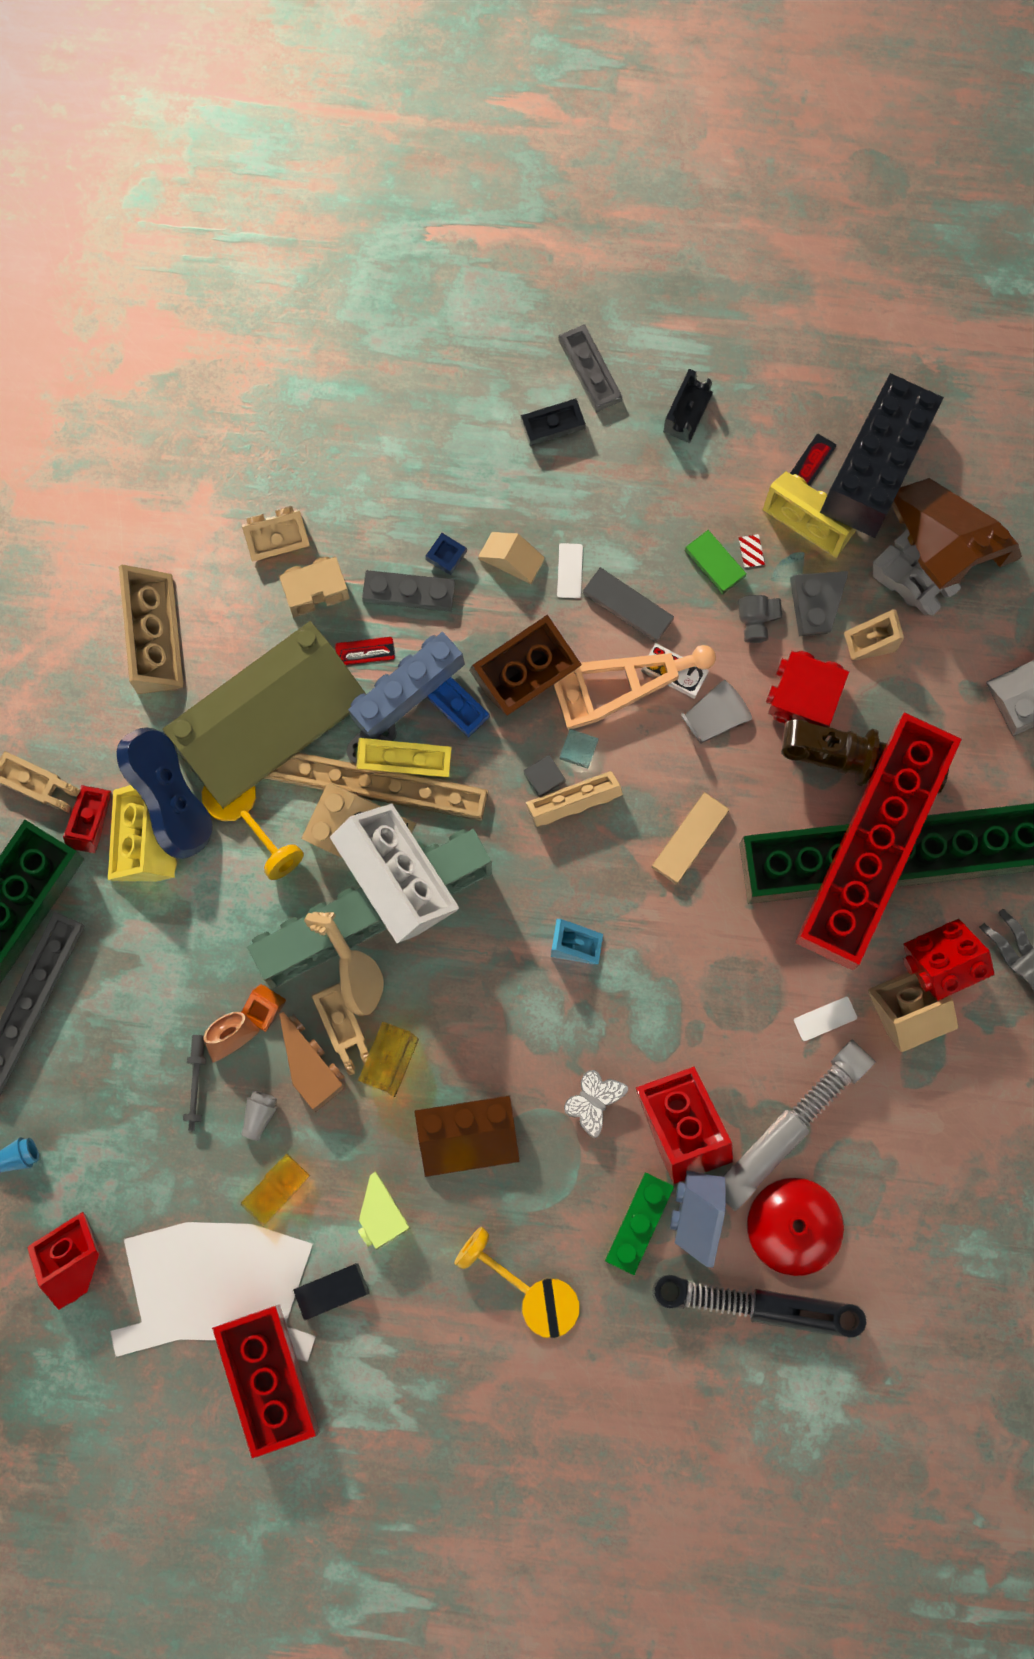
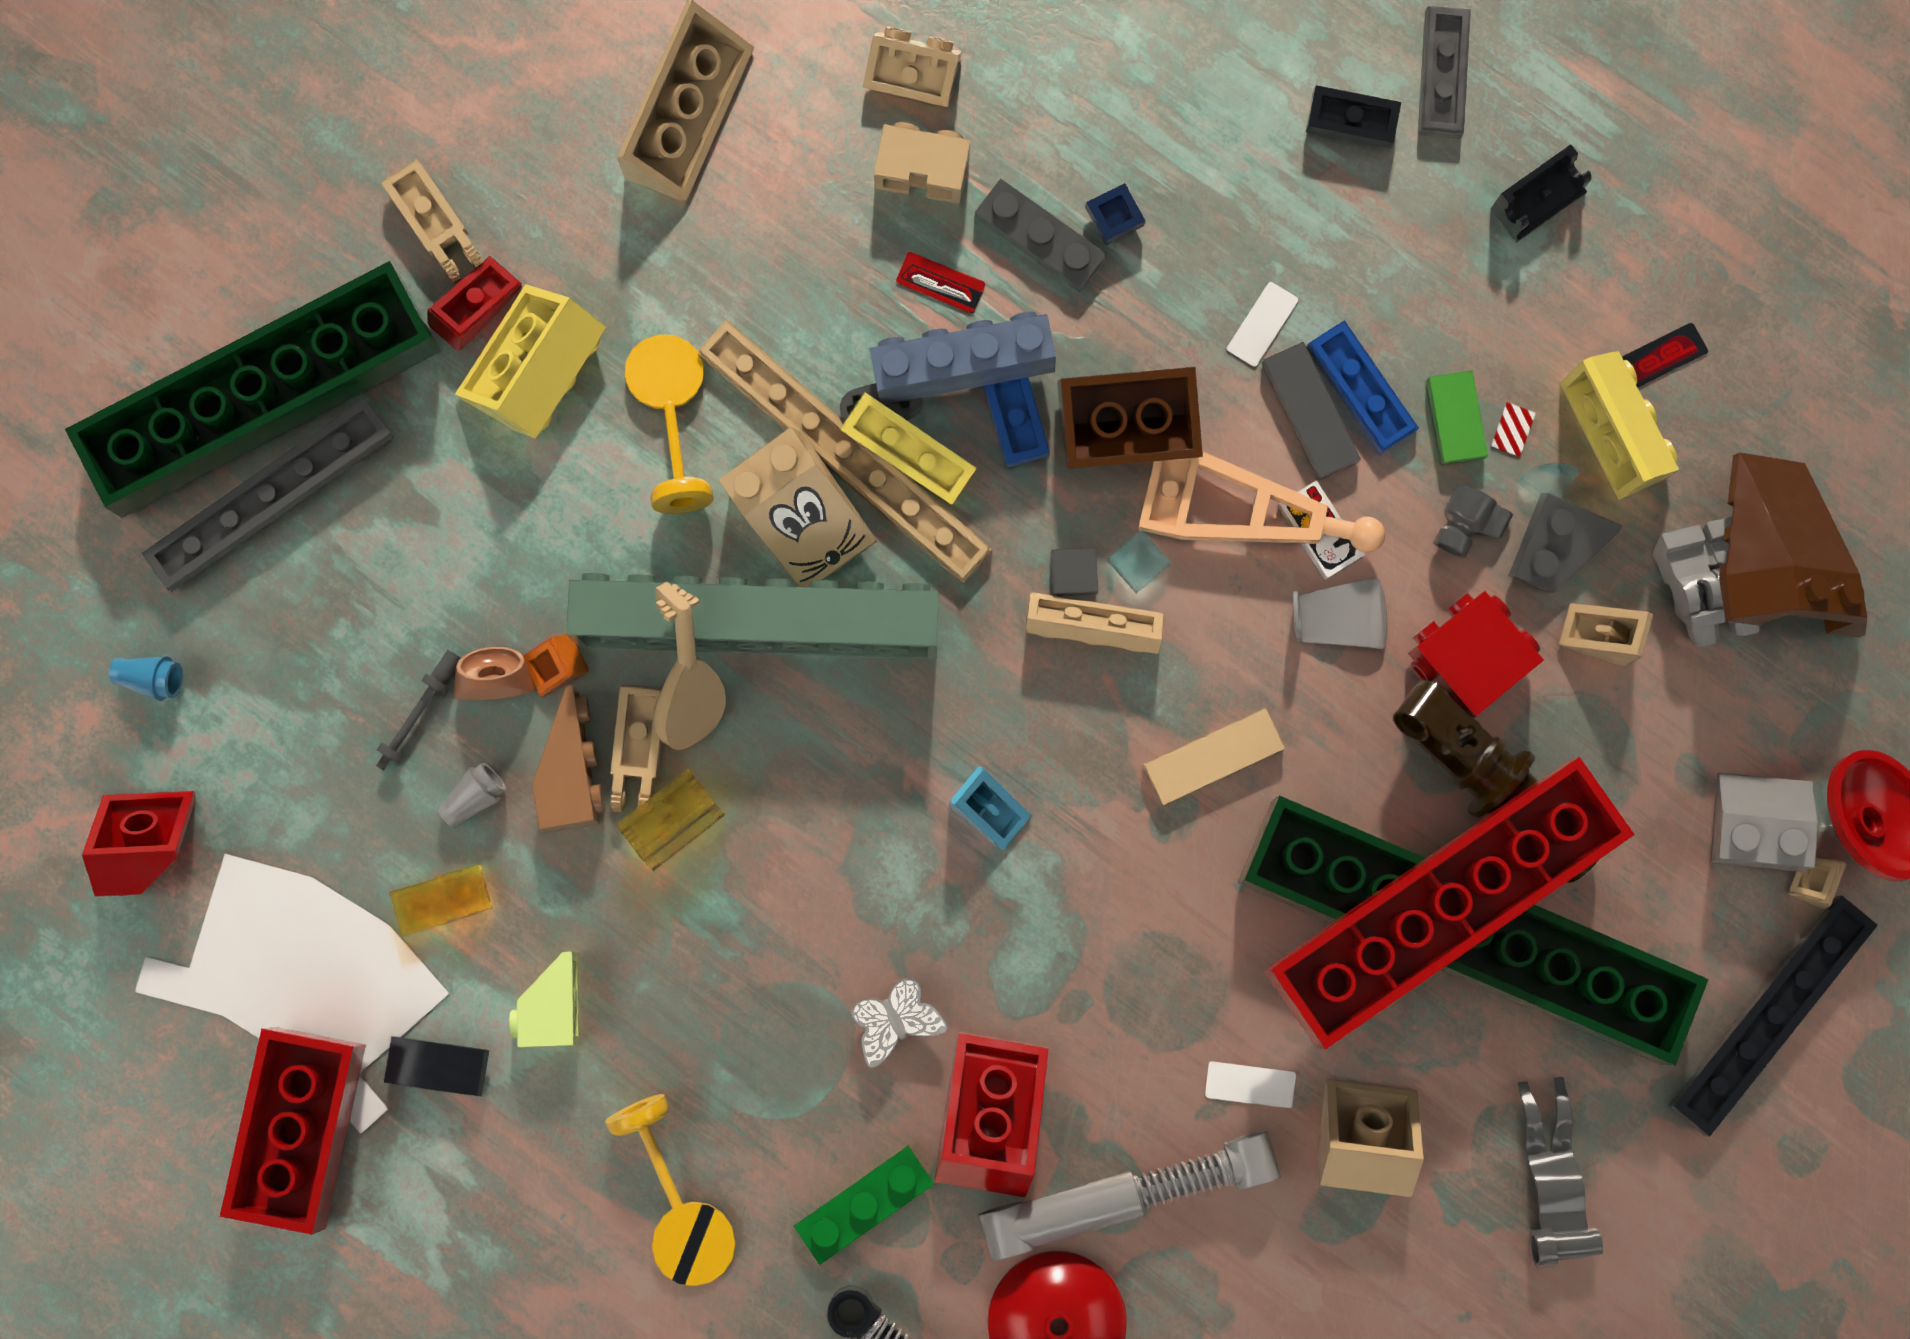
camera: 25 degrees right, 5 degrees up
(153, 769) = (581, 286): dark blue plate -> none
(265, 714) = (765, 294): olive slope -> none
(393, 872) = (804, 590): white slope -> none
(467, 1136) = (712, 972): reddish brown slope -> none
(512, 555) = (1199, 263): tan slope -> none
(650, 575) = (1362, 387): none -> blue tile
(699, 1215) = (941, 1242): sand blue slope -> none
(881, 455) = (1756, 400): black brick -> none
(948, 959) = (1449, 1103): red brick -> none

